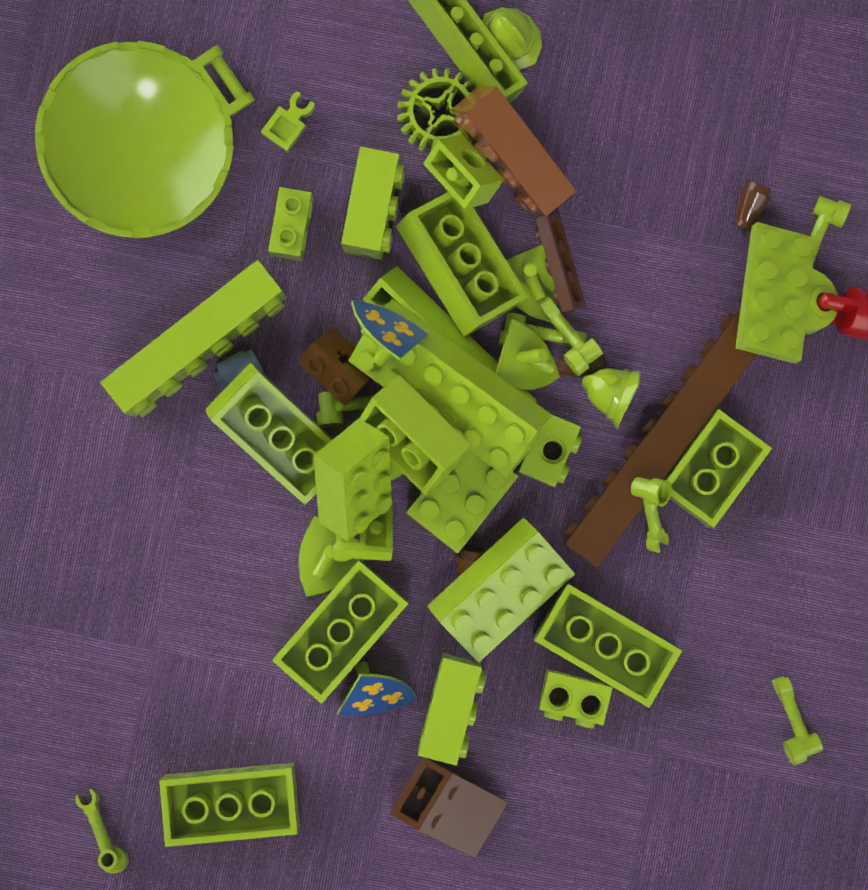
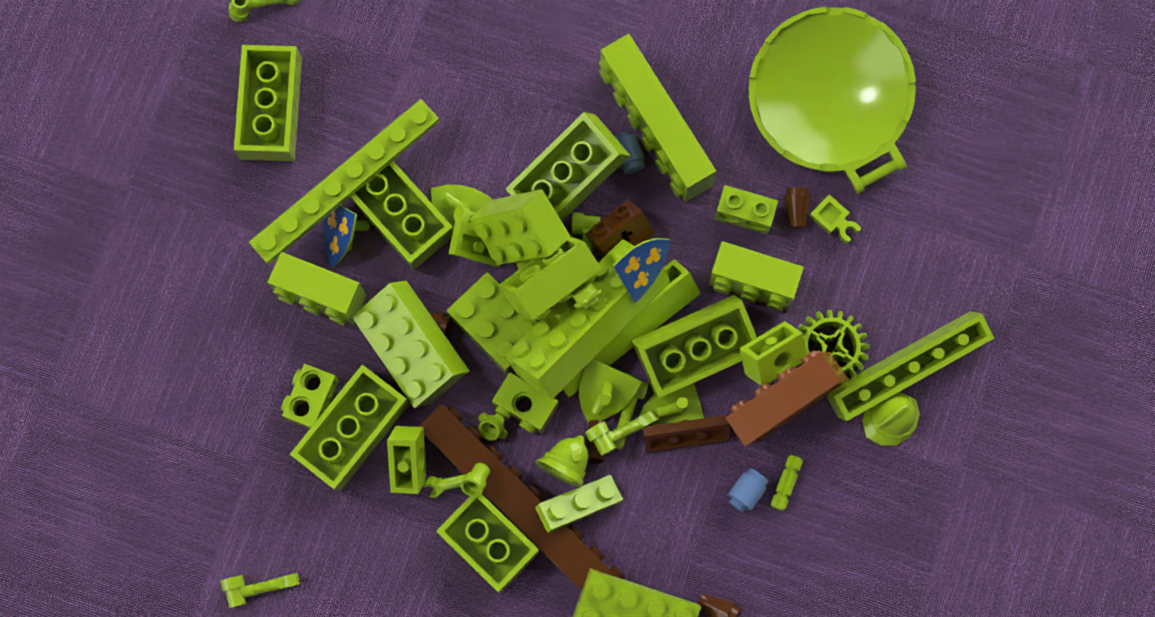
camera: 105 degrees right, 10 degrees down
(277, 167) = (797, 205): none -> reddish brown cone
(321, 694) = (344, 181): none -> lime plate
(432, 388) = (586, 296): none -> lime plate
(448, 806) = (233, 281): reddish brown slope -> none
(580, 484) = (487, 429): none -> lime plate
(599, 146) = (786, 483): none -> lime axle
(615, 187) = (747, 490): none -> medium blue brick
(635, 573) = (406, 459): none -> lime brick
(658, 373) = (578, 503): none -> lime plate

